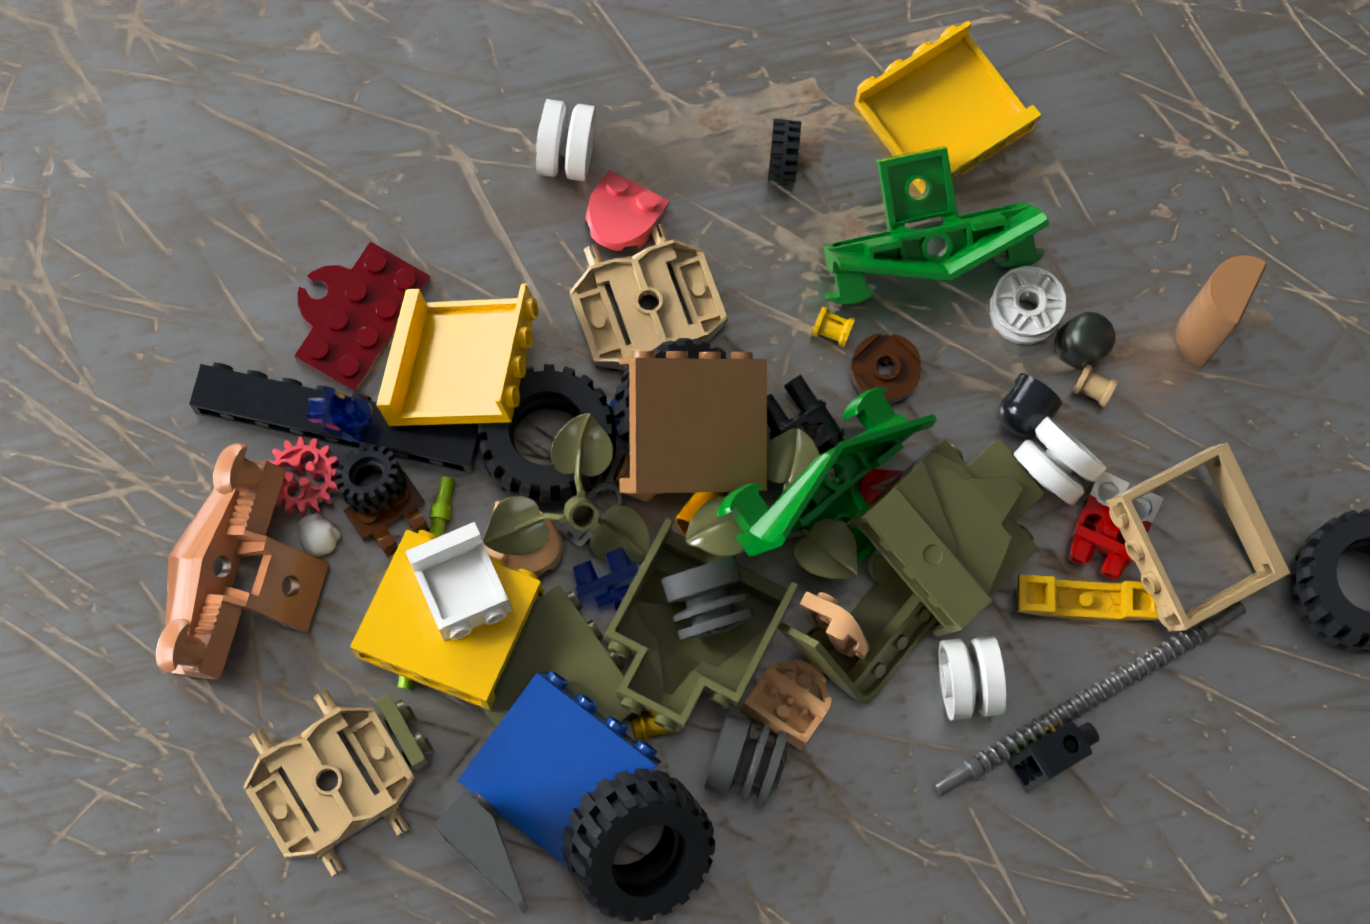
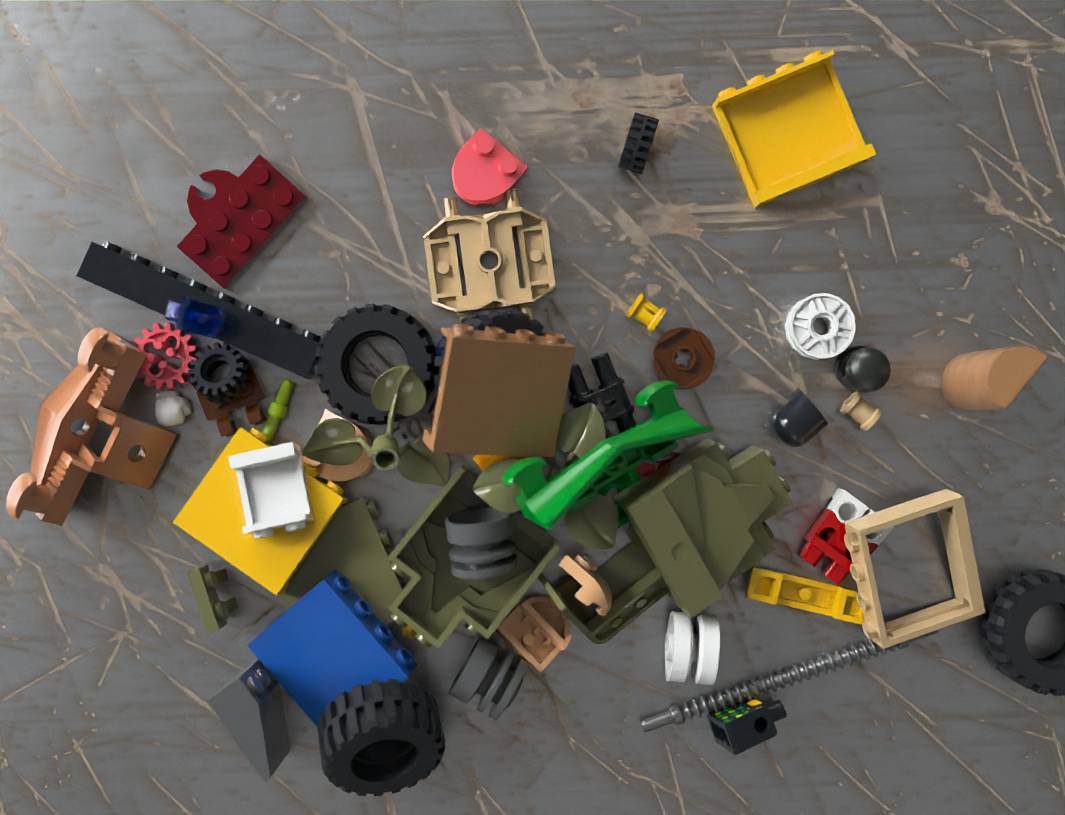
camera: 20 degrees right, 15 degrees up
(337, 811) = (109, 626): tan piece -> none
(457, 360) = (309, 284): yellow panel -> none
(560, 140) = (445, 95): white wheel -> none
(588, 581) = (417, 493): clear blue hips -> none
(903, 251) = (785, 260): green piece -> none
(1055, 465) = (812, 478): white wheel -> none

